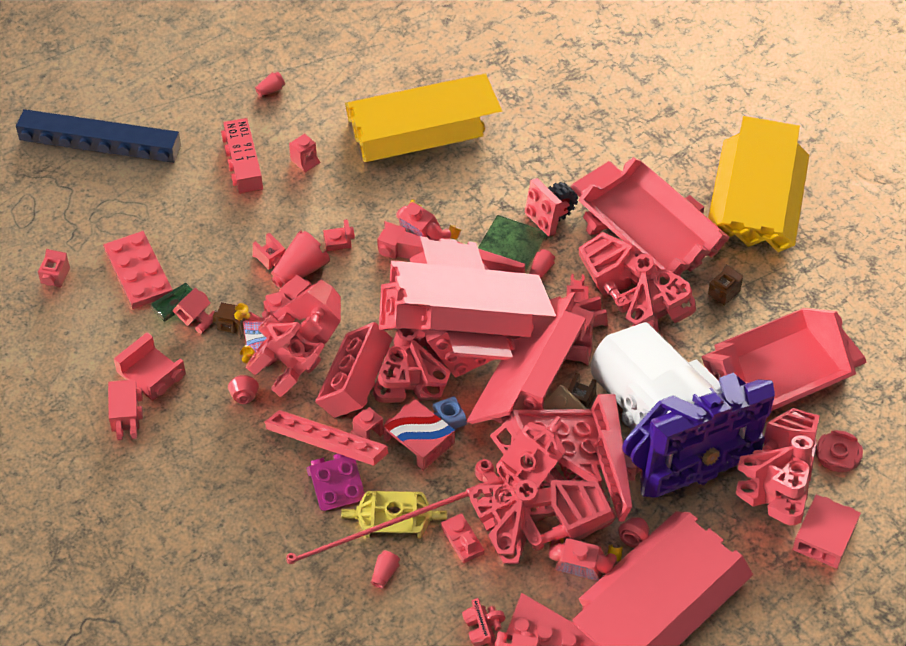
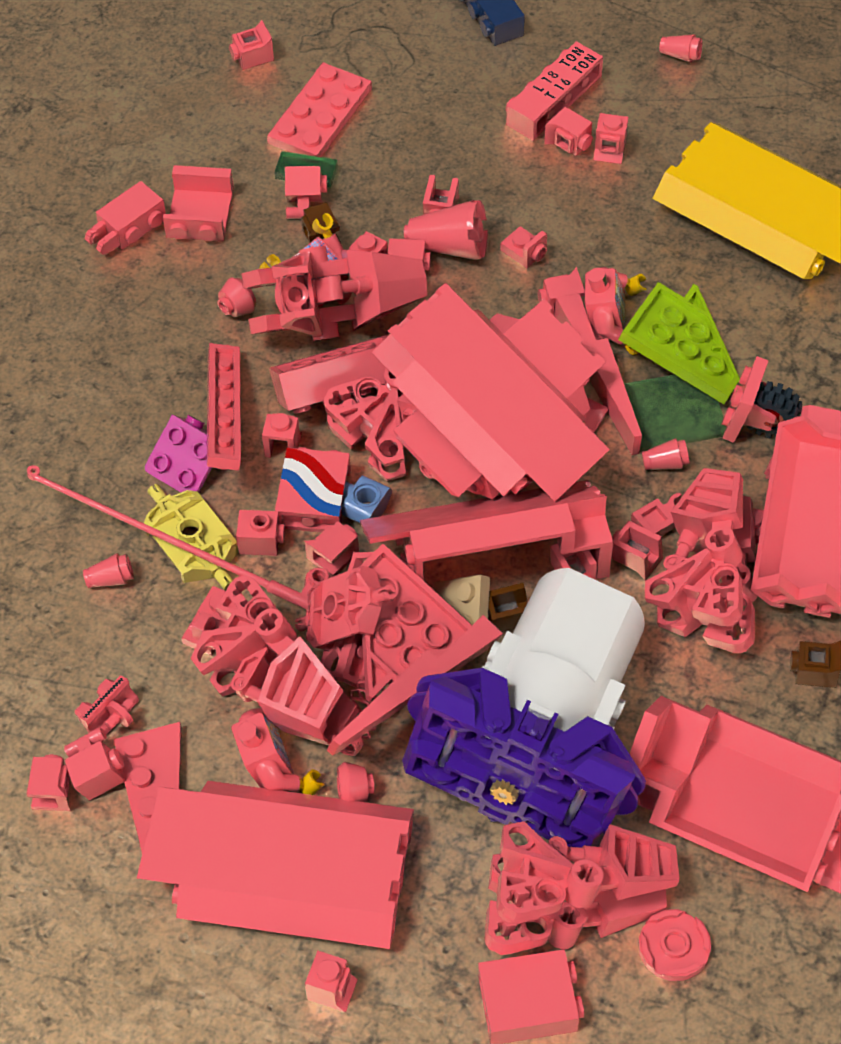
camera: 55 degrees right, 5 degrees up
(280, 167) = (569, 131): none -> coral window
(425, 477) = (259, 532): none -> coral brick
(468, 448) = (333, 548): none -> coral window
(470, 210) = (683, 339): none -> lime wing
(753, 612) = (330, 982): none -> coral window

